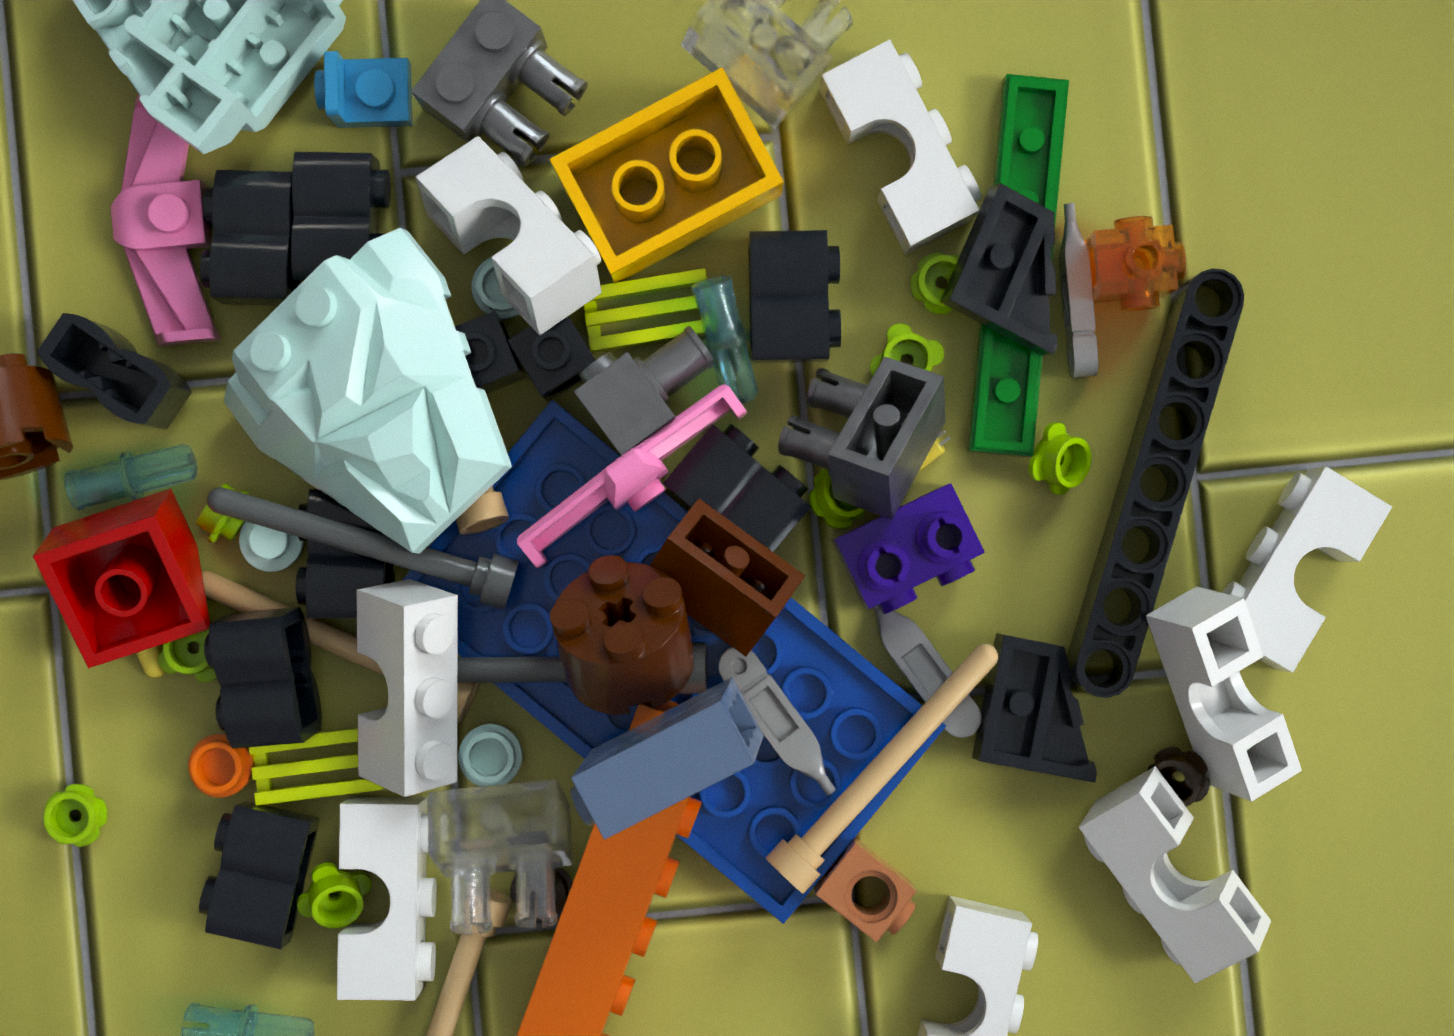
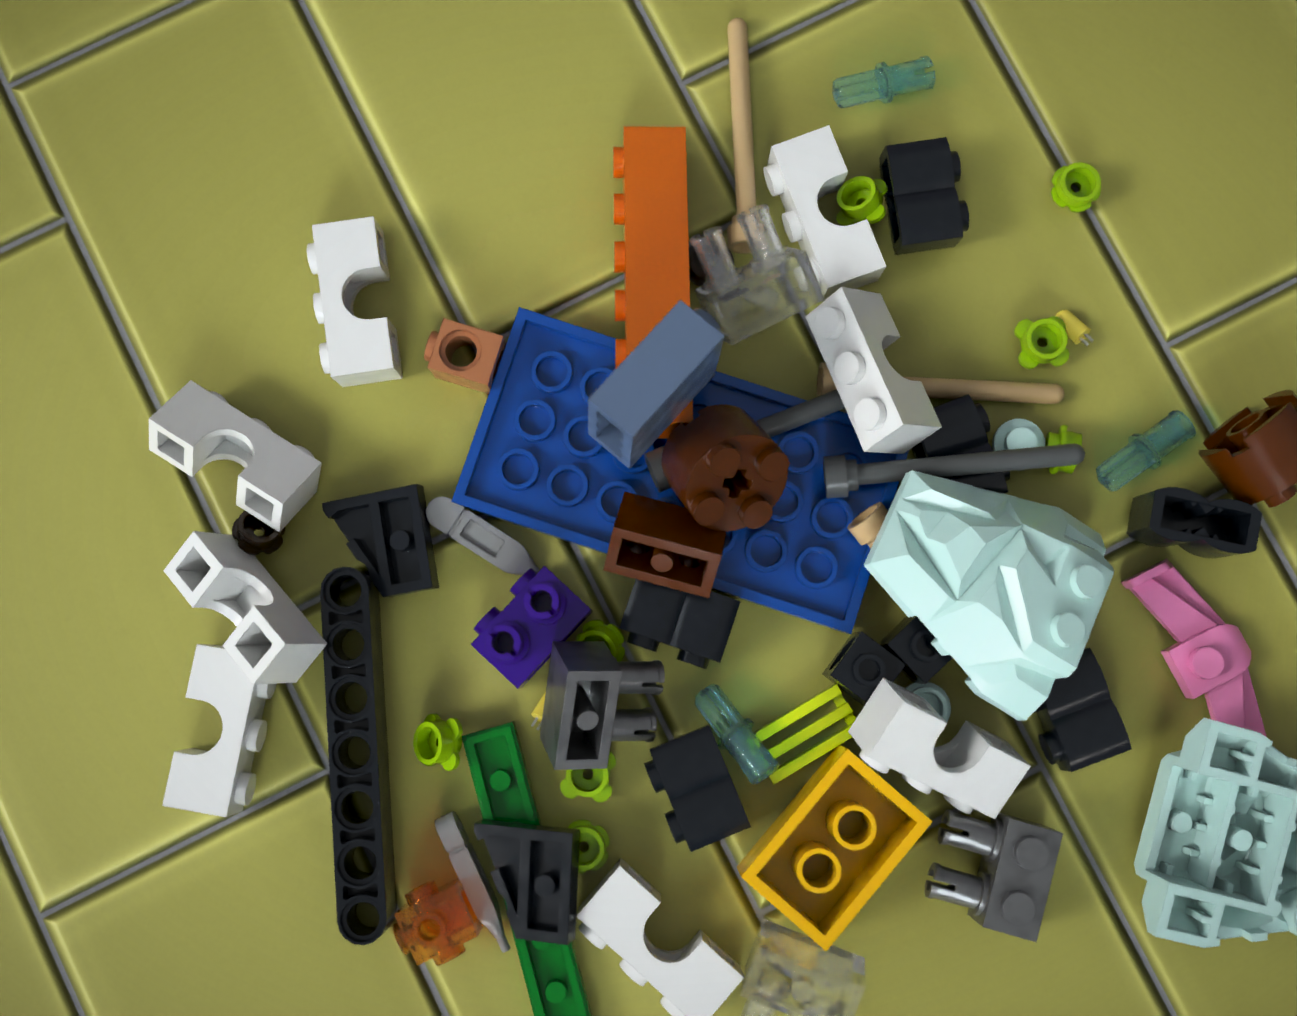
camera: 160 degrees right, 5 degrees down
(126, 578) = (1116, 372): red slope -> none
(219, 768) = (984, 264): orange plate -> none
(250, 237) = (1137, 669): black brick -> none
(264, 677) = (981, 338): black brick -> none
(264, 771) = (950, 271): neon yellow tile -> none
(365, 91) = (1096, 820): dark azure bracket -> none
(490, 755) = (787, 348): light aqua plate -> none
(631, 477) = (766, 595): bright pink plate -> none
(633, 395) = (791, 658): flat silver brick -> none
(776, 715) = (585, 458): light grey piece -> none
(802, 856) = (524, 359): tan piece -> none

